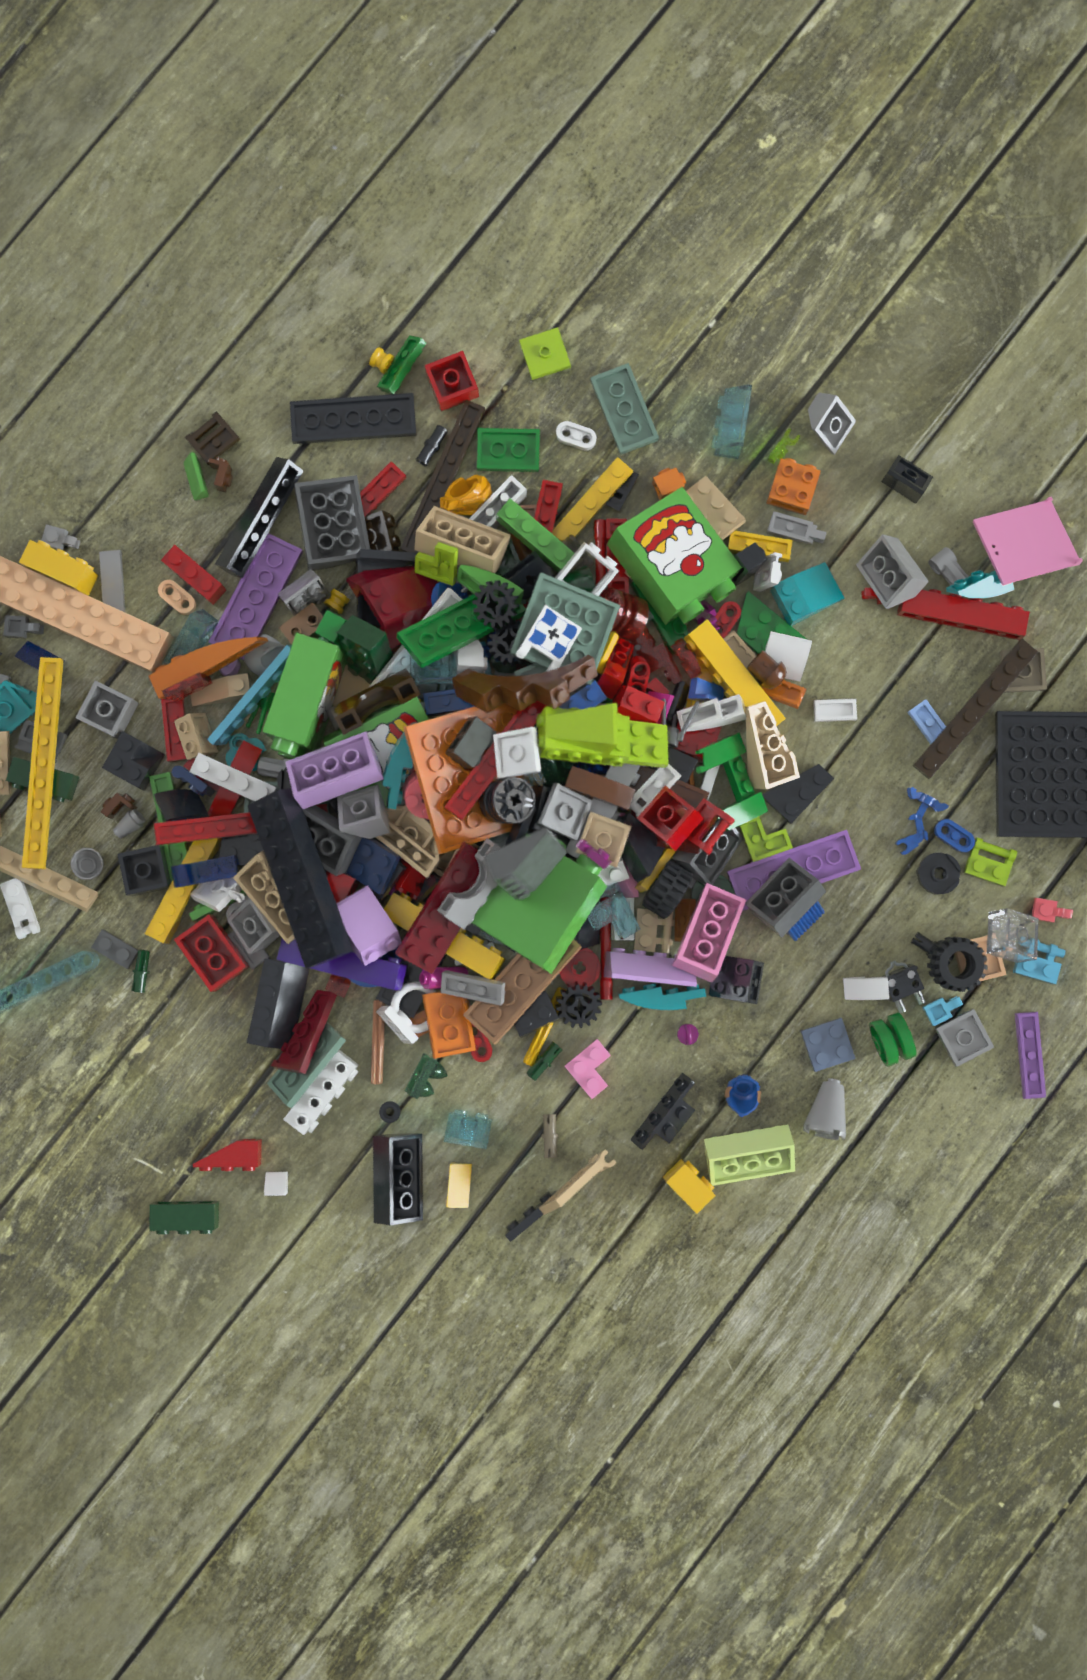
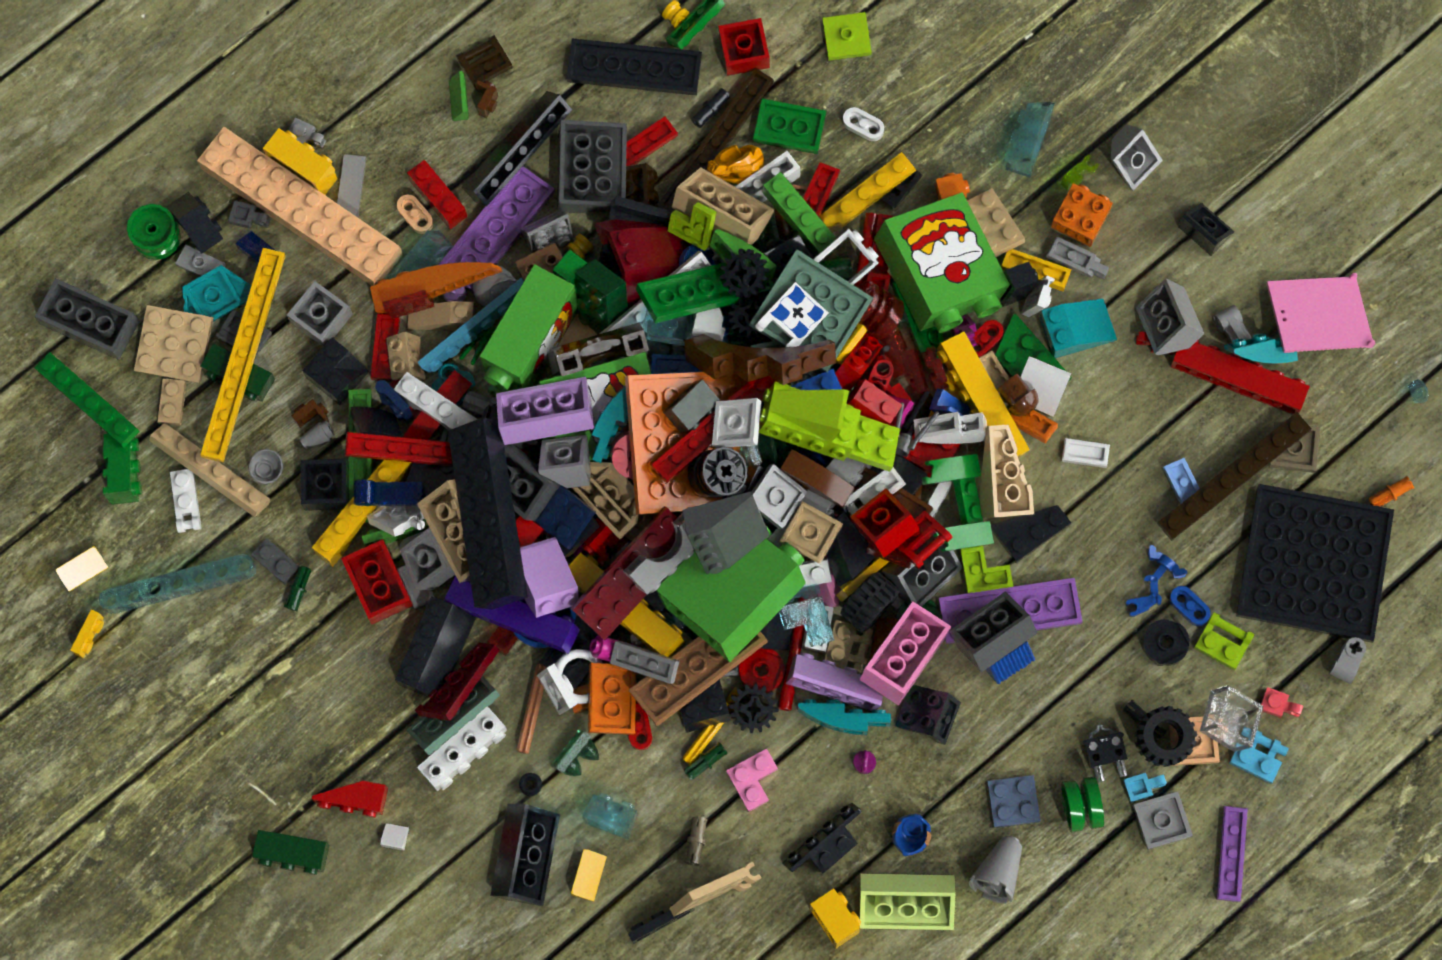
camera: 15 degrees right, 10 degrees down
(598, 856) = (801, 546): magenta plate -> none
(624, 409) = (919, 106): sand green plate -> none
(866, 988) = (1064, 747): white slope -> none

